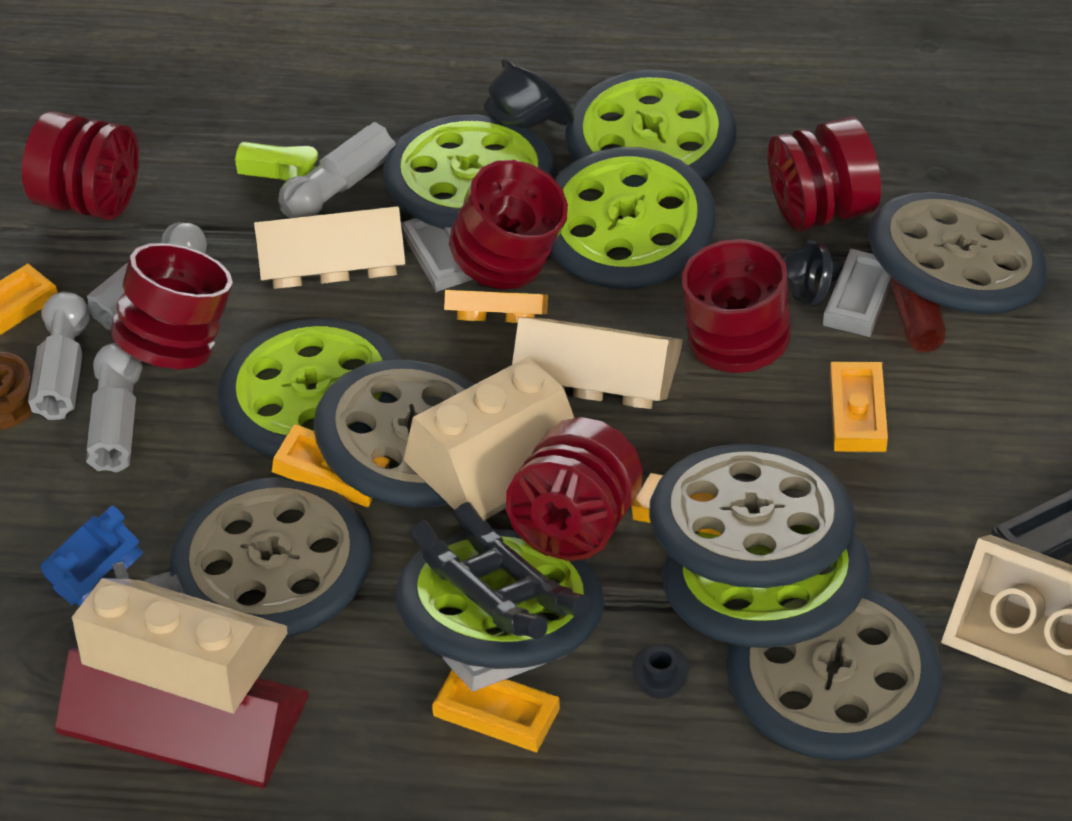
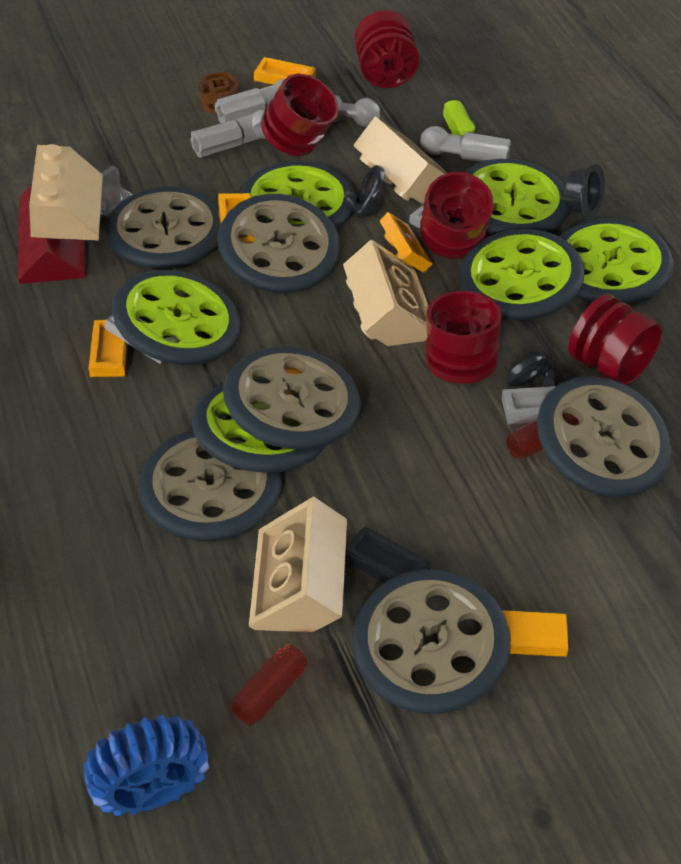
camera: 60 degrees right, 0 degrees up
(89, 555) = (130, 162): blue piece -> none
(383, 313) = (368, 201): none -> black piece
(485, 434) = (283, 272): tan slope -> none
(492, 556) = (172, 286): black piece -> none
(574, 489) = (265, 310): dark red wheel -> none
(662, 682) = (166, 405): black plate -> none
(858, 407) = (429, 429): light orange plate -> none

